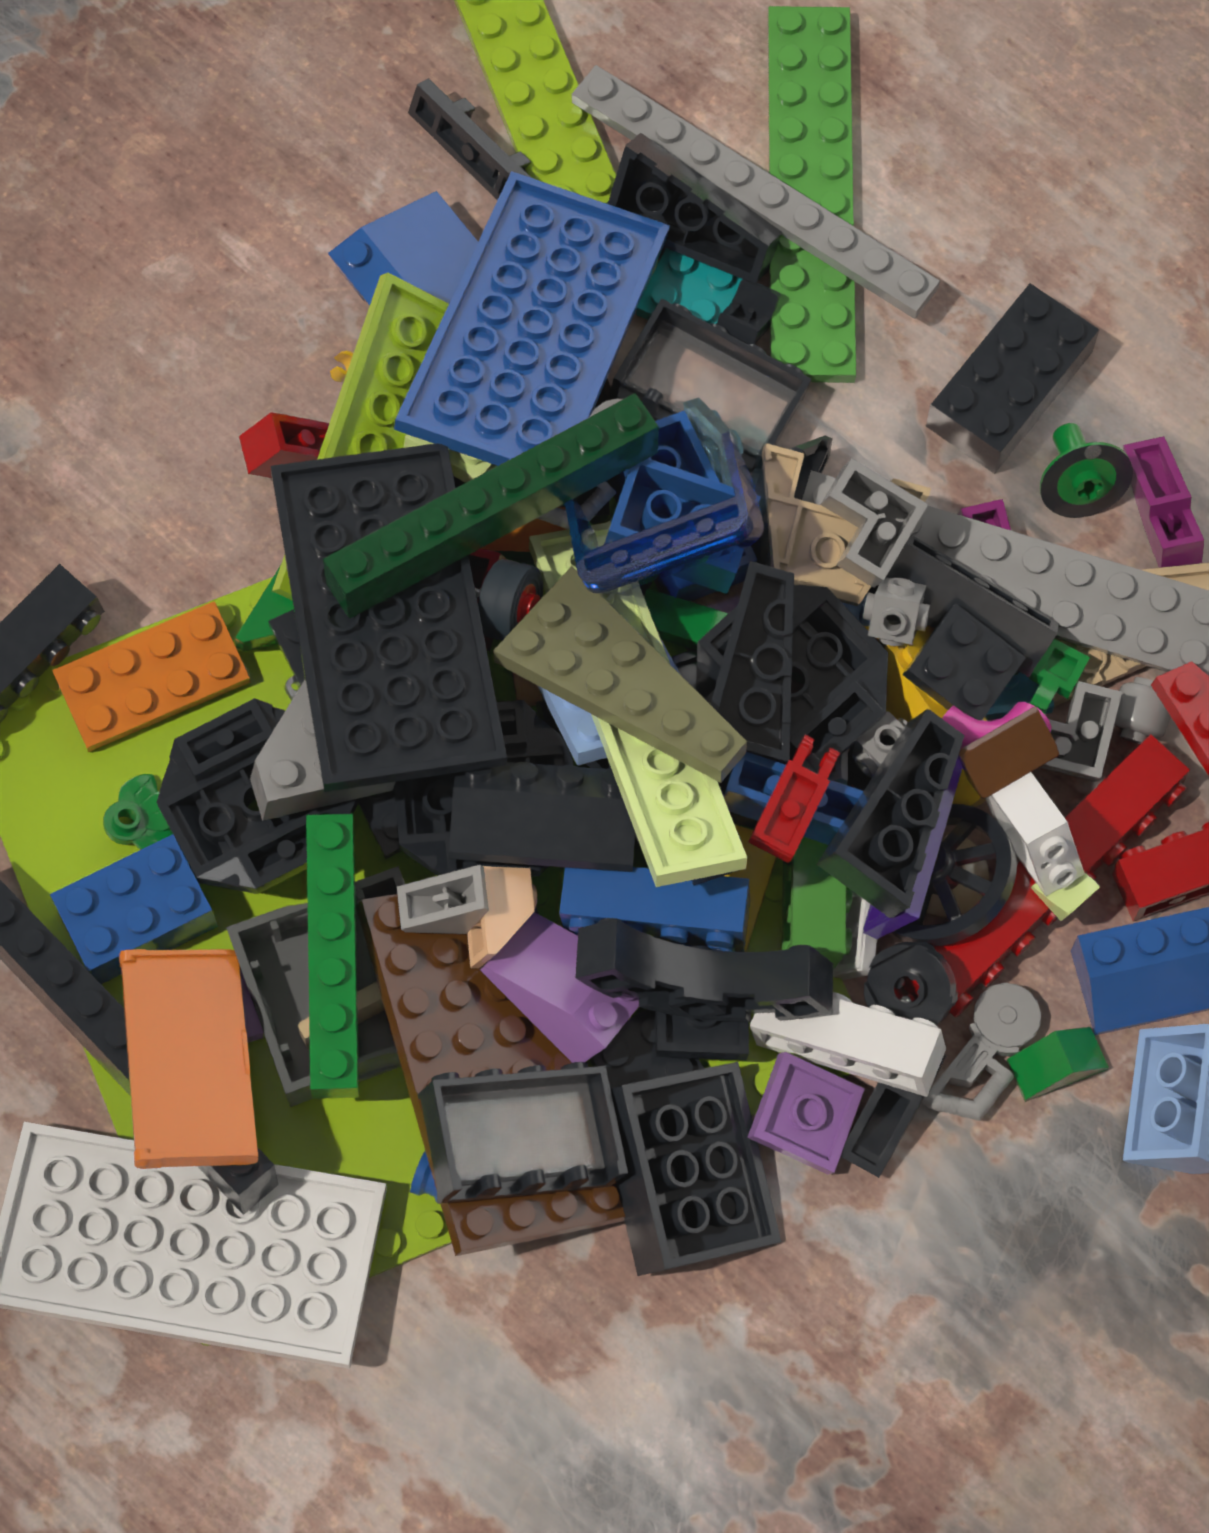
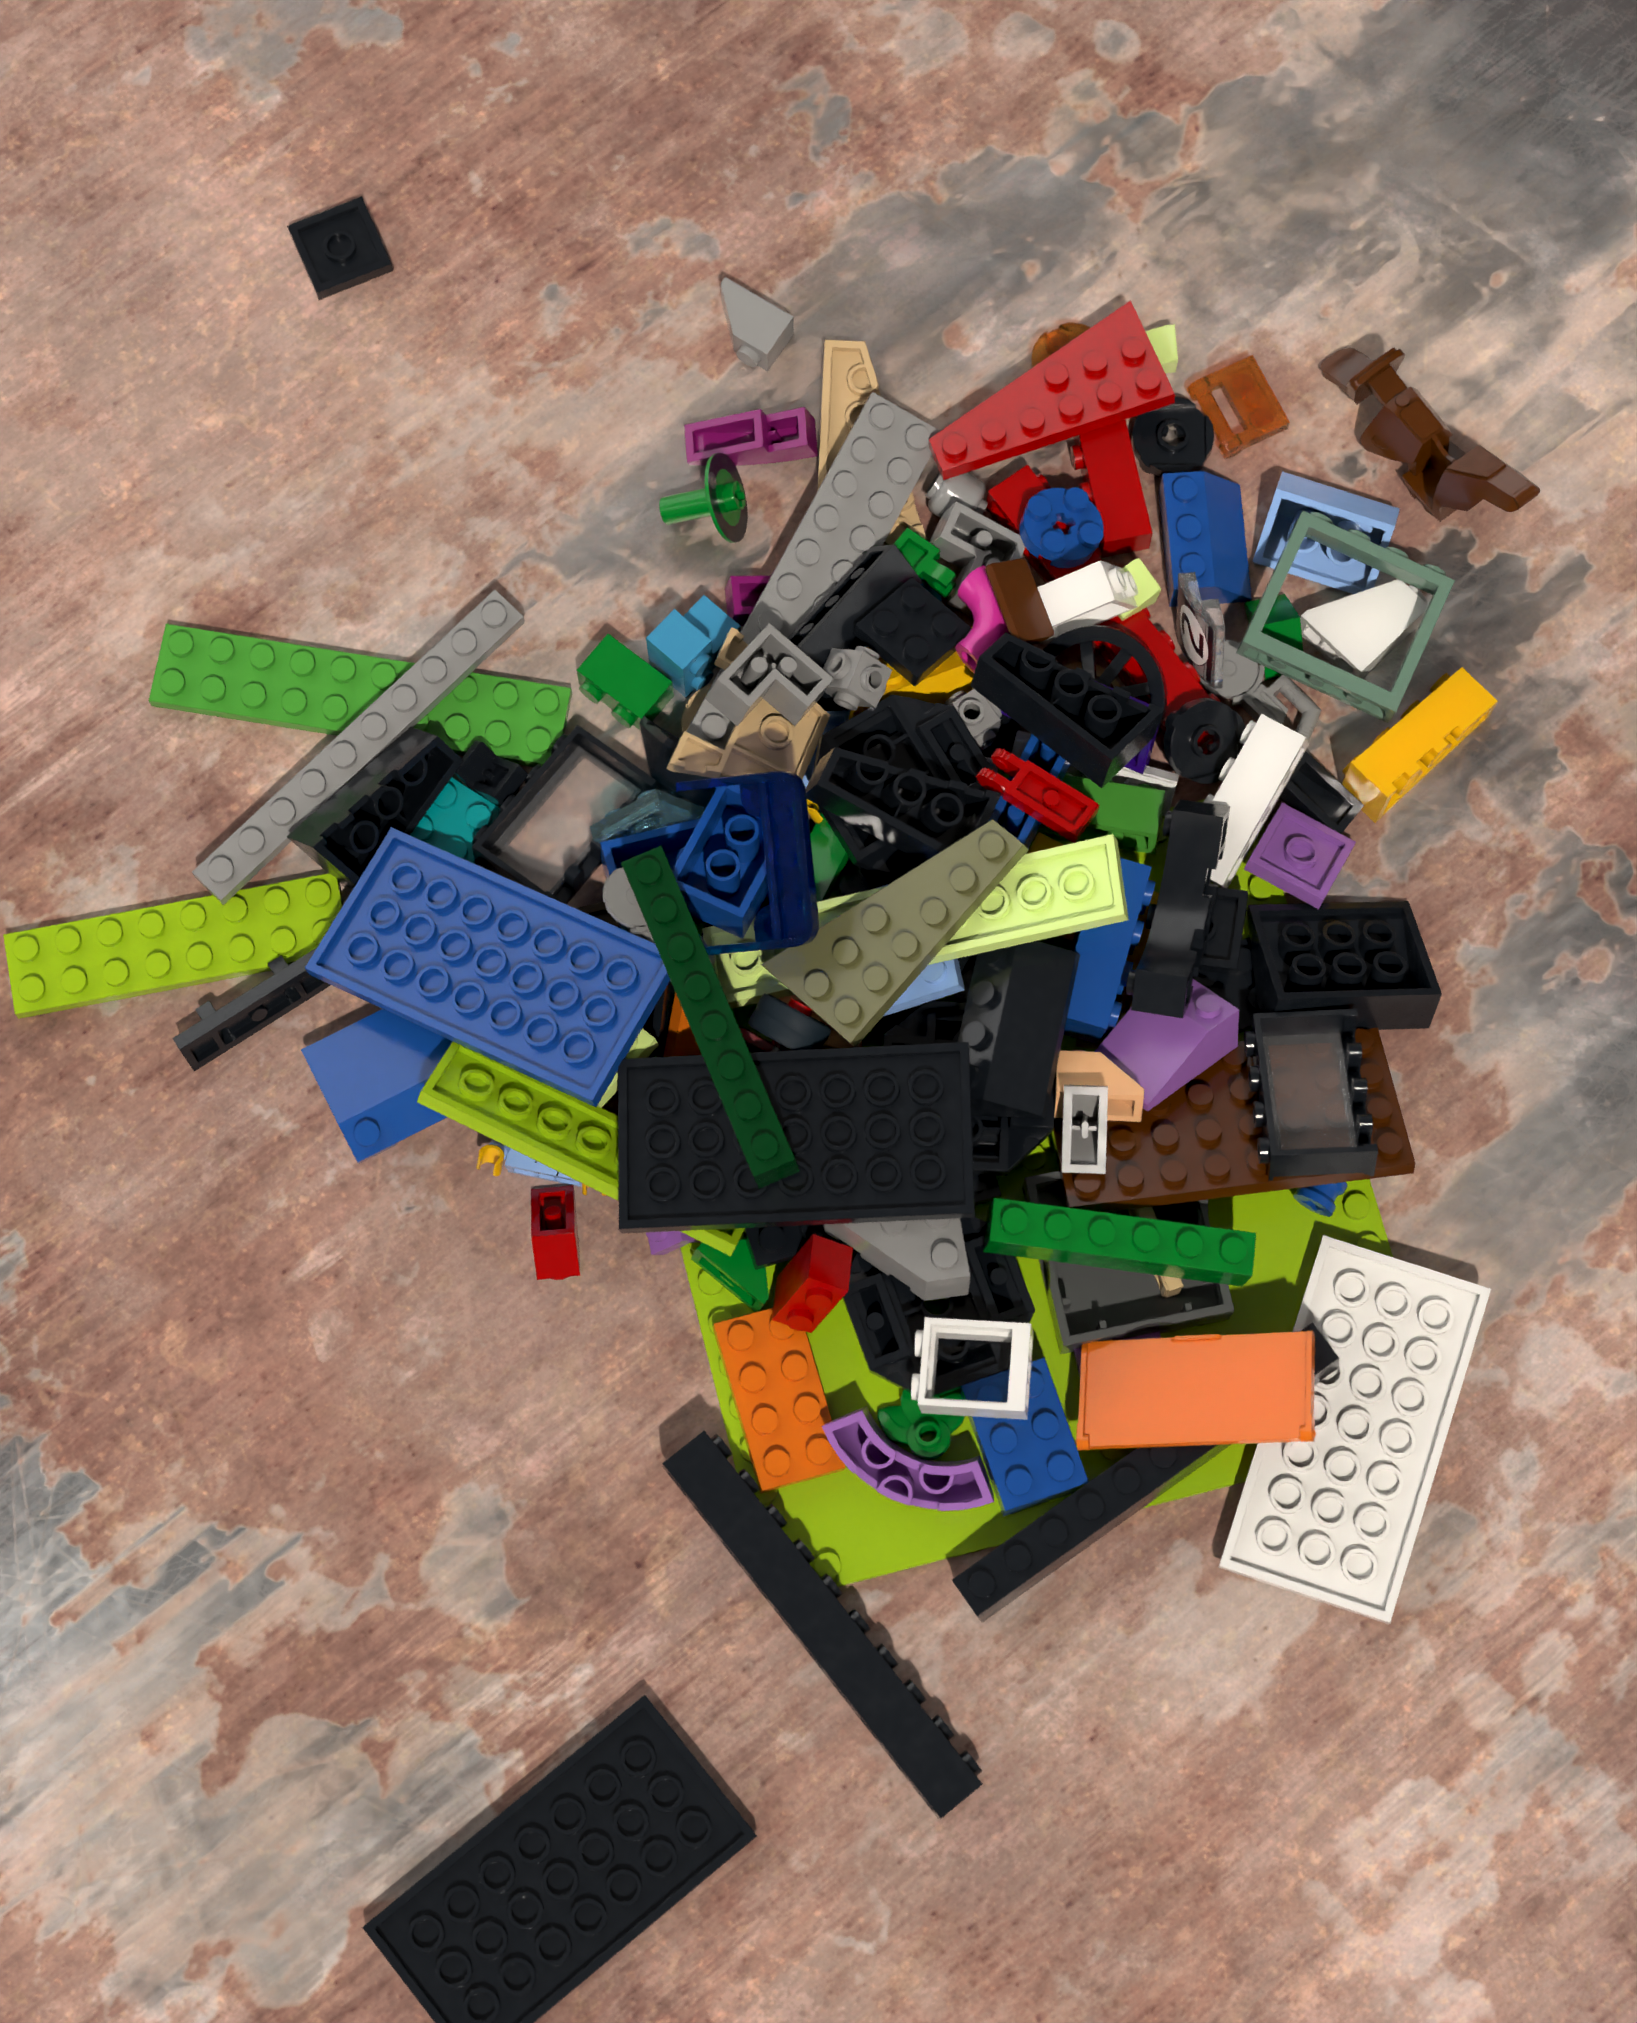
camera: 80 degrees left, 5 degrees up
(81, 795) = (902, 1474): none -> medium lavender brick
(183, 874) = (1020, 1367): none -> white window
(256, 675) = (812, 1283): none -> red brick
(870, 419) = (624, 683): none -> green brick
(914, 457) = (689, 644): none -> dark azure brick
(958, 1222) = (1417, 742): none -> yellow wedge
(1012, 378) = (603, 546): black brick -> none
(1036, 967) = (1200, 630): none -> slope
(1085, 1155) = (1365, 626): none -> white slope
(1147, 810) = (1074, 510): none -> blue plate
(1154, 1155) = (1318, 673): none -> sand green window

